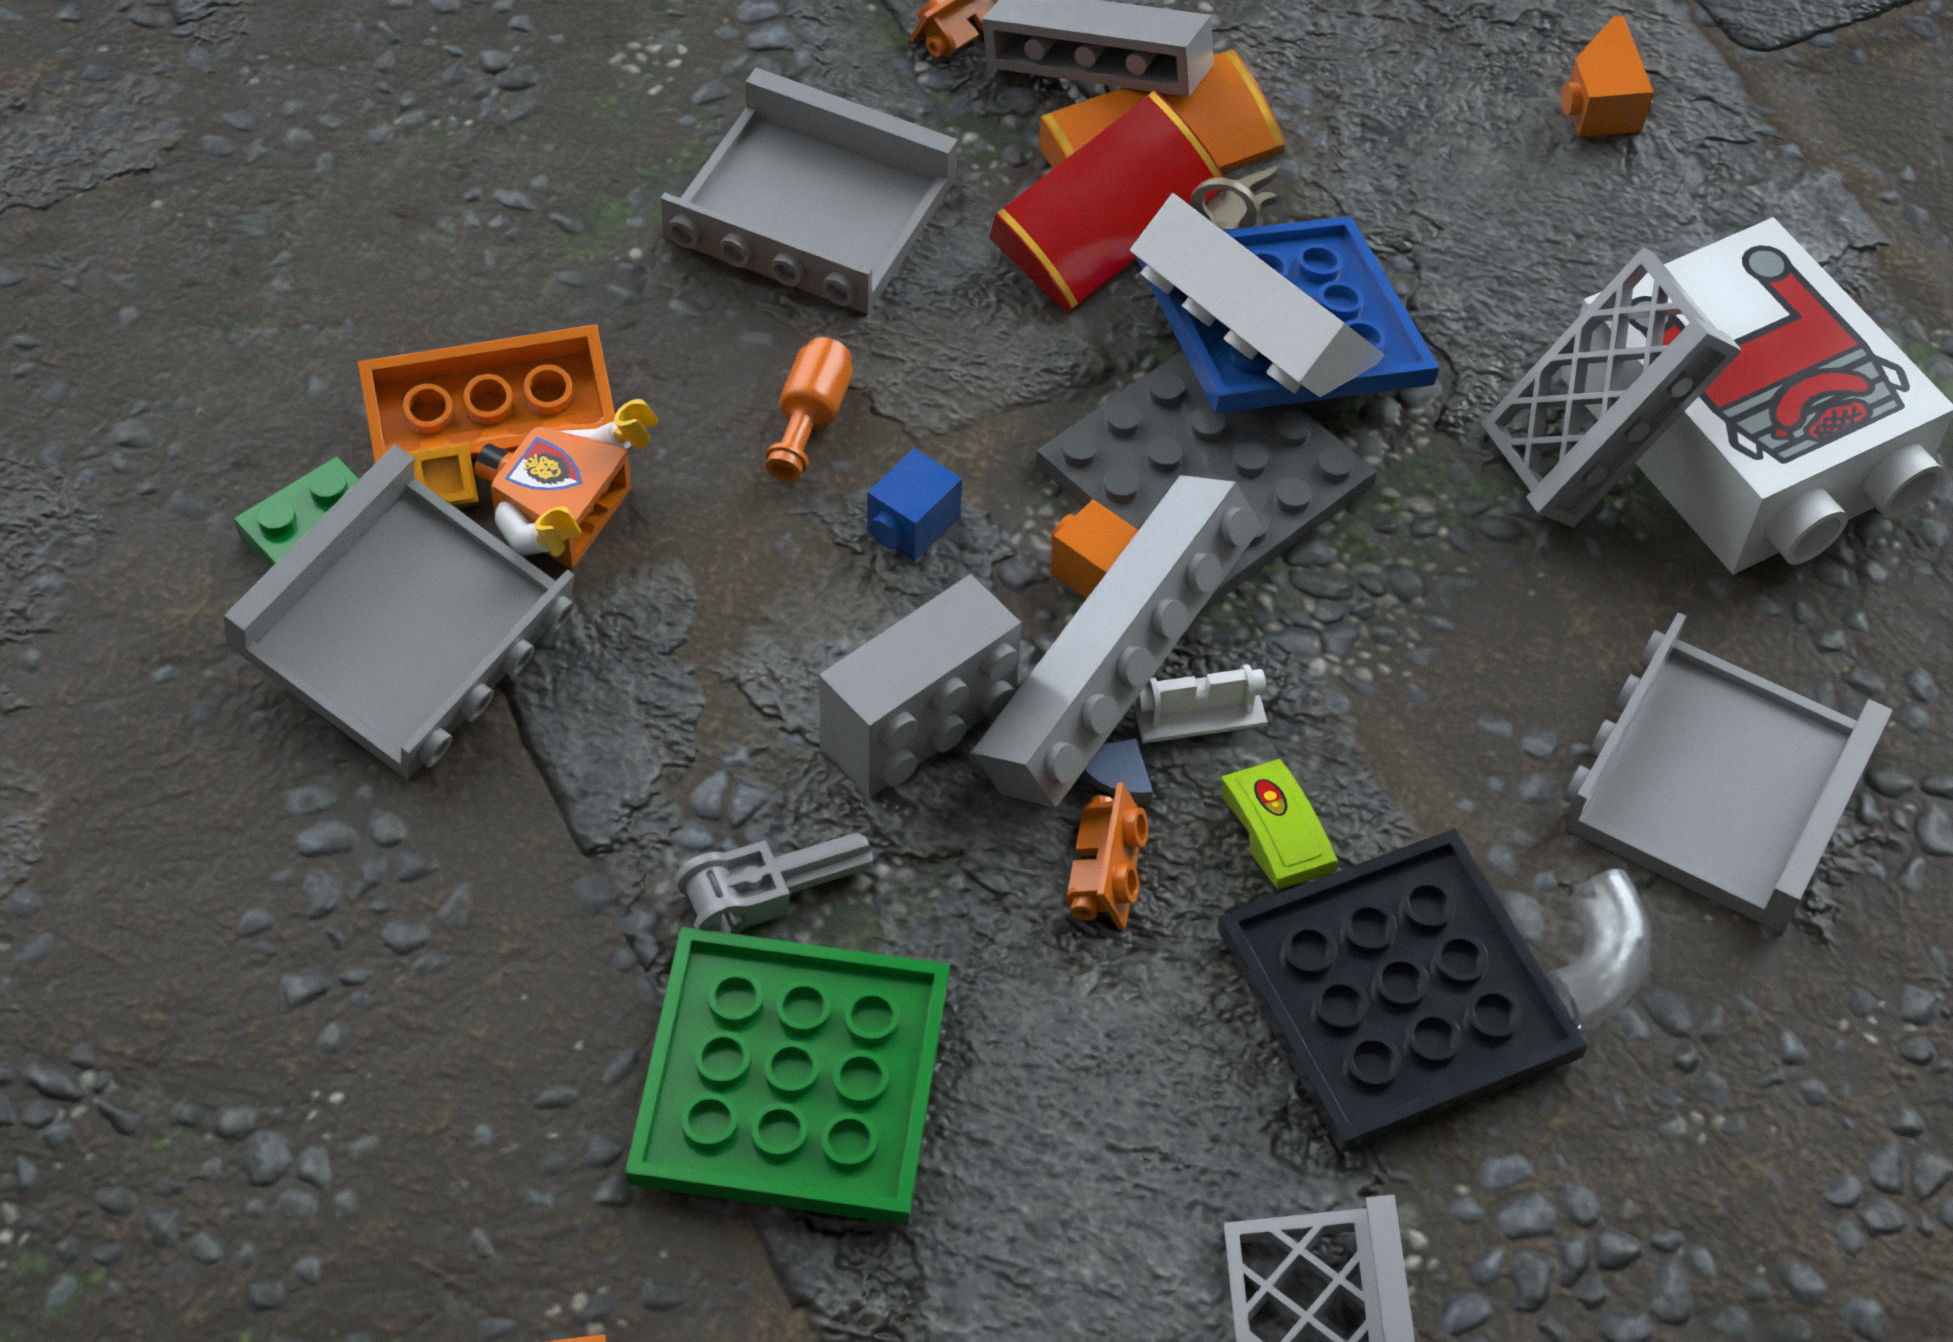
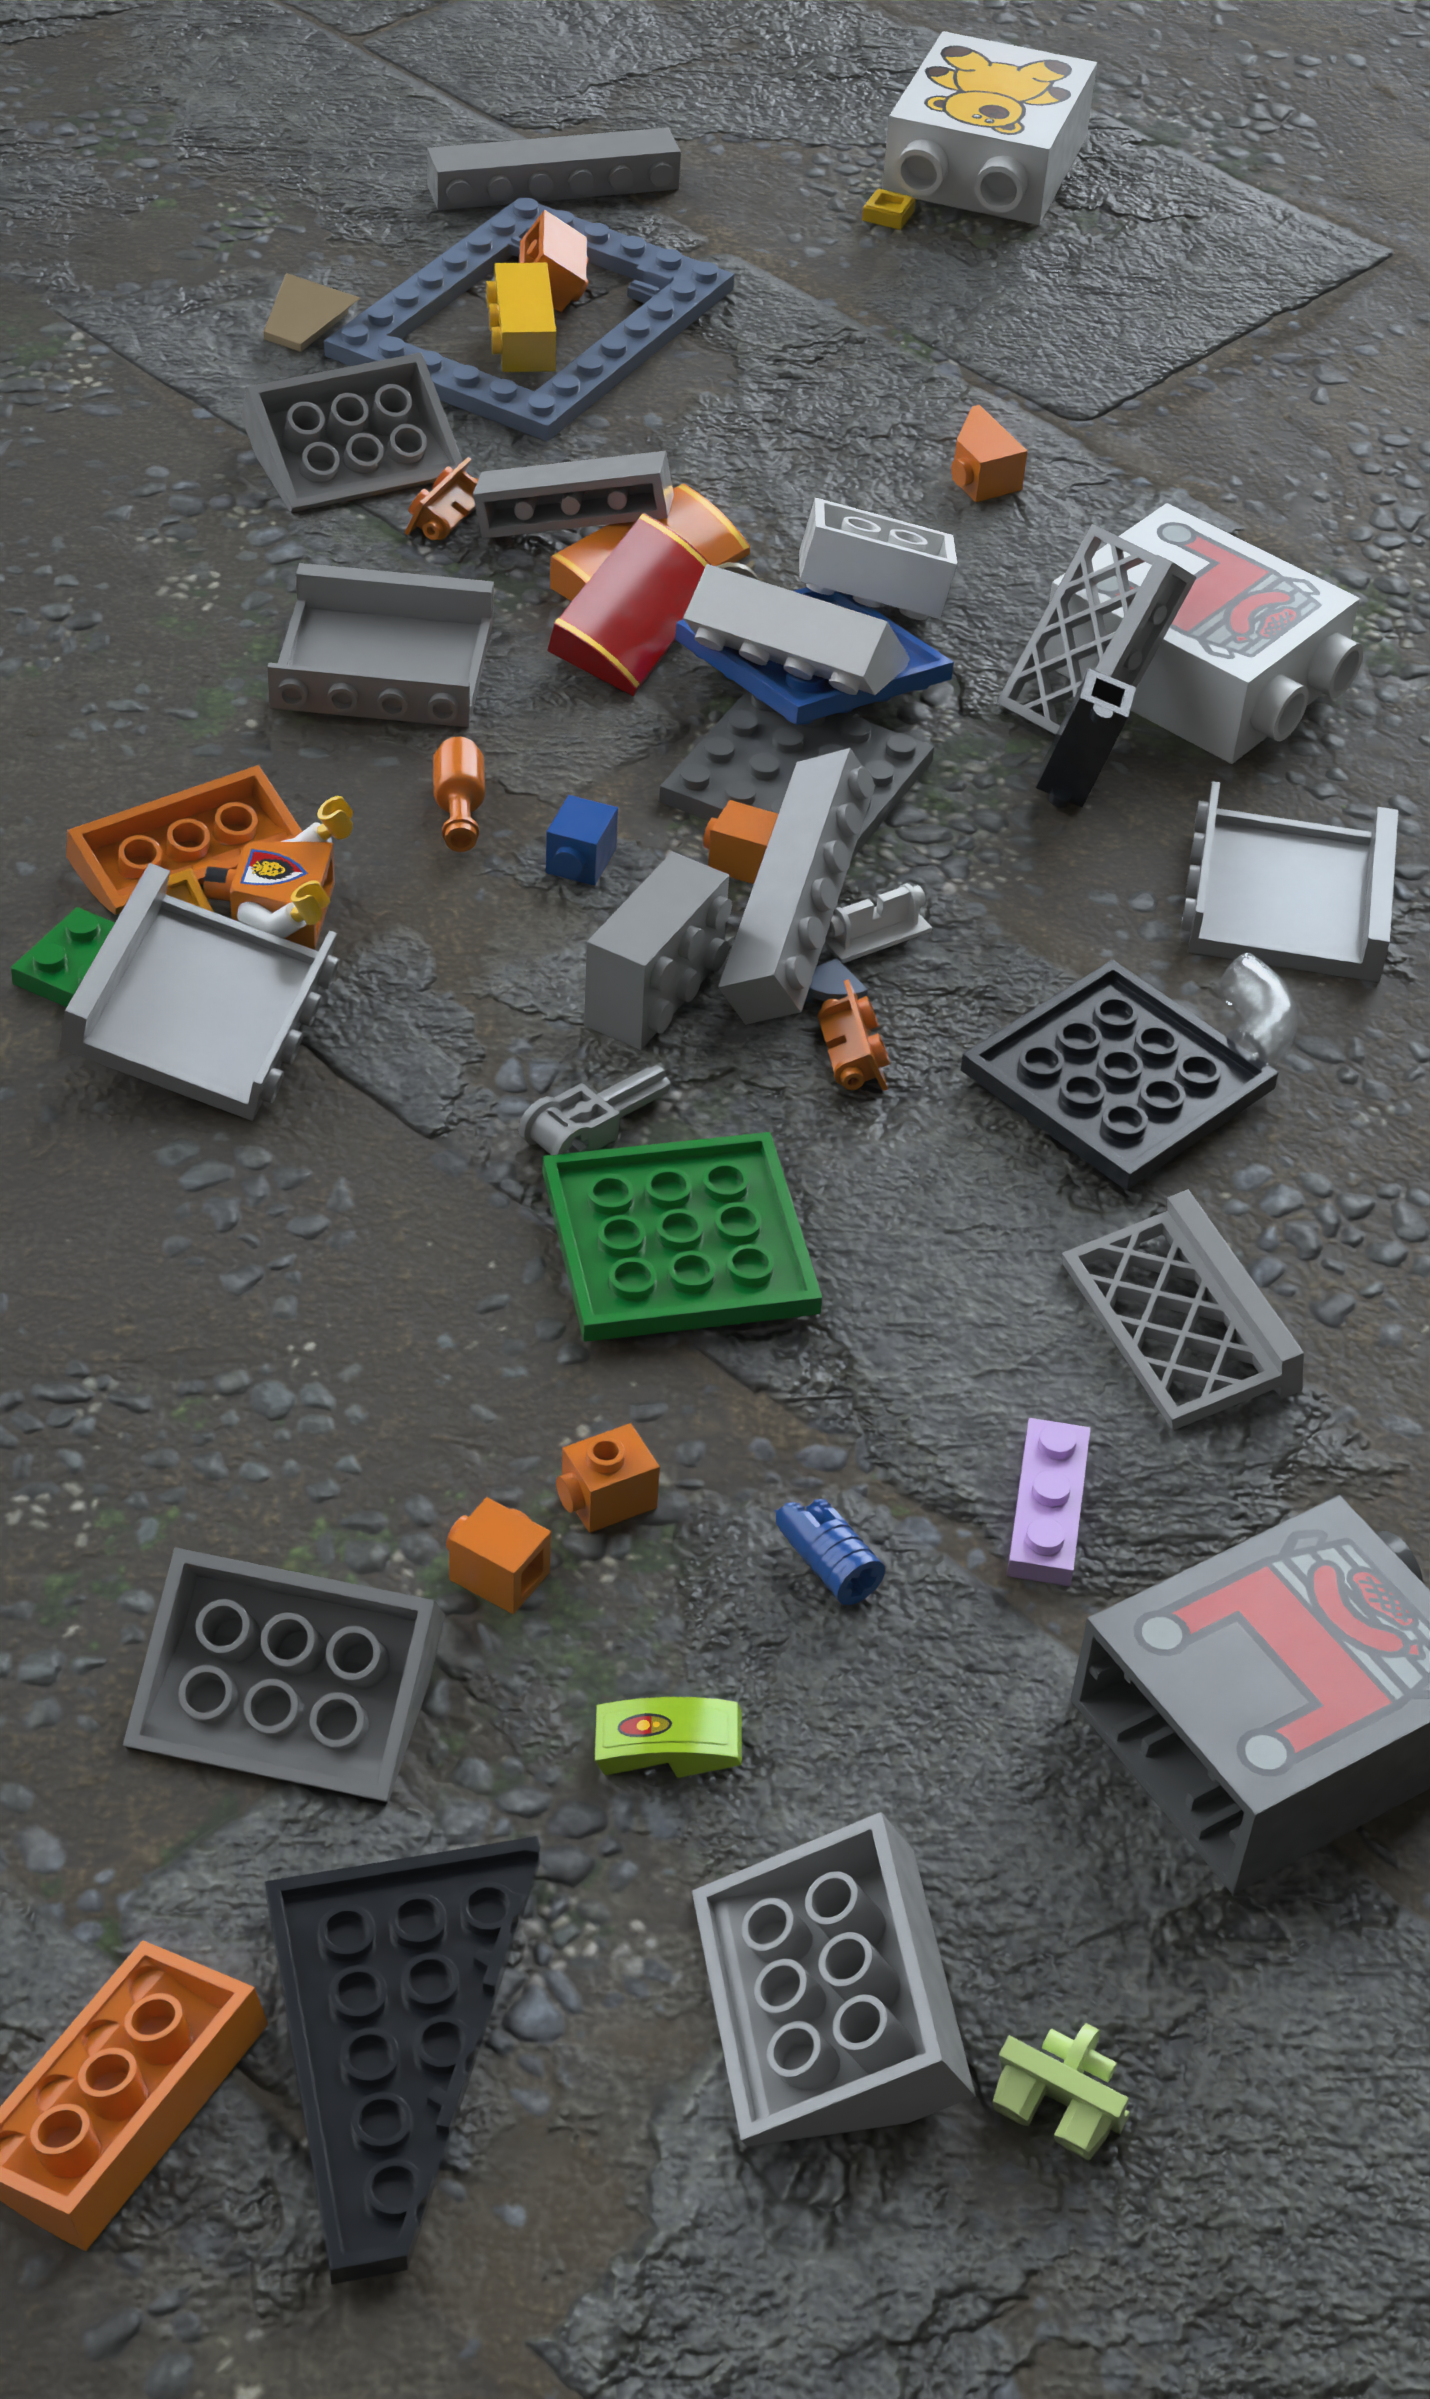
camera: 20 degrees left, 10 degrees down
(1280, 823) = (979, 989): lime slope -> none
(1405, 207) = (877, 560): none -> white brick
(1542, 519) = (1085, 739): none -> black brick

